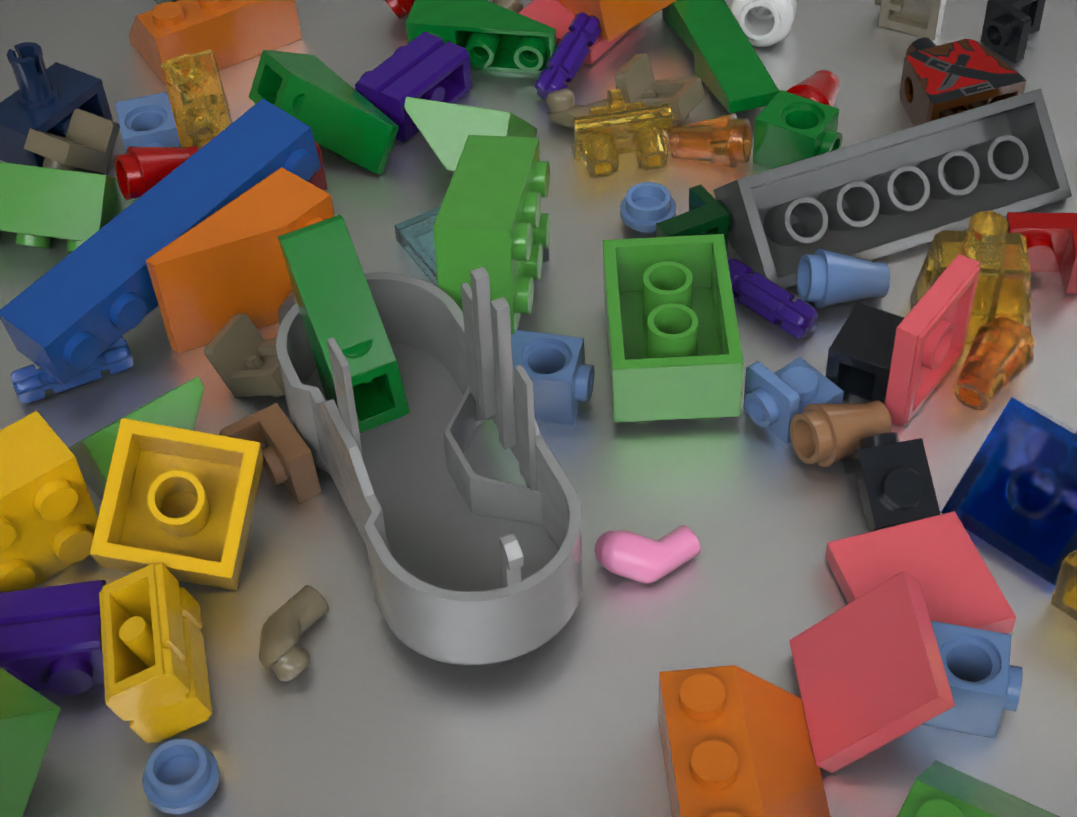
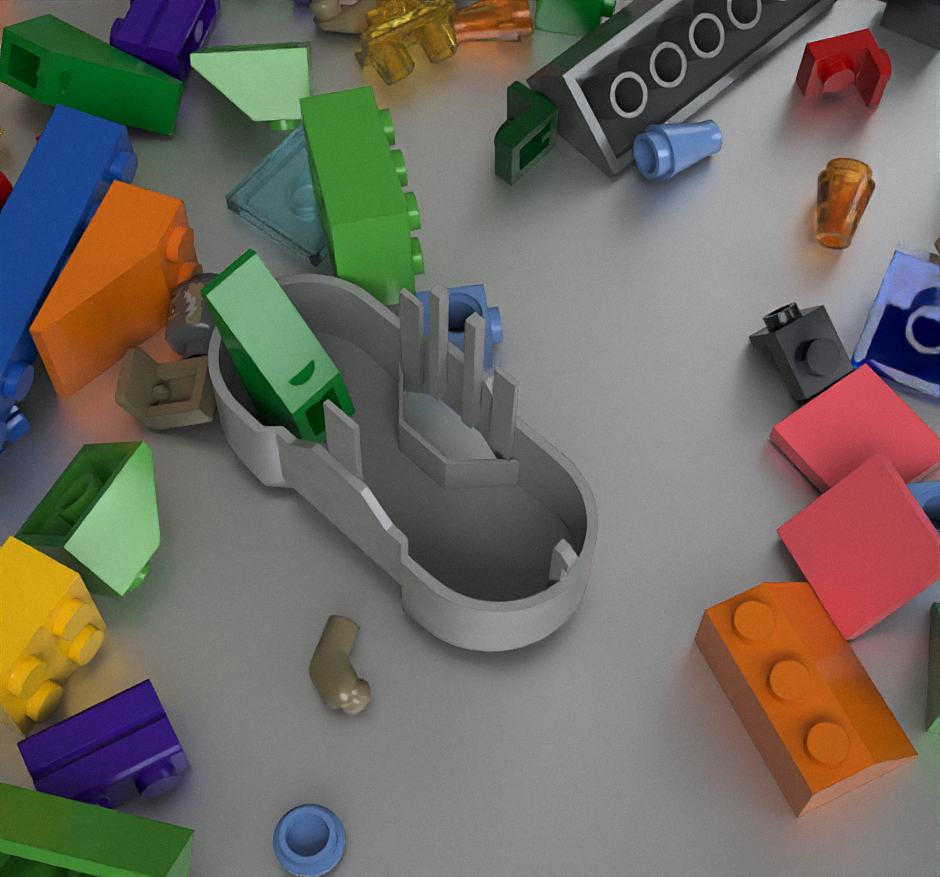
camera: 25 degrees left, 15 degrees up
(154, 654) = (234, 735): yellow brick -> none
(178, 503) = (190, 583): yellow brick -> none
(283, 449) = (236, 479): medium nougat bracket -> none
(643, 557) = (626, 489): bright pink arm -> none
(647, 205) = (464, 111): medium blue plate -> none
(671, 329) = (553, 246): bright green brick -> none
(771, 301) = (615, 184): dark purple axle -> none
(778, 396) = (680, 286): medium blue bracket -> none
(832, 430) = (734, 312): medium nougat cone -> none
(863, 354) = (737, 226): black brick -> none
(931, 339) = (795, 200): coral tile -> none
(1004, 271) = (801, 130): clear yellow torso -> none

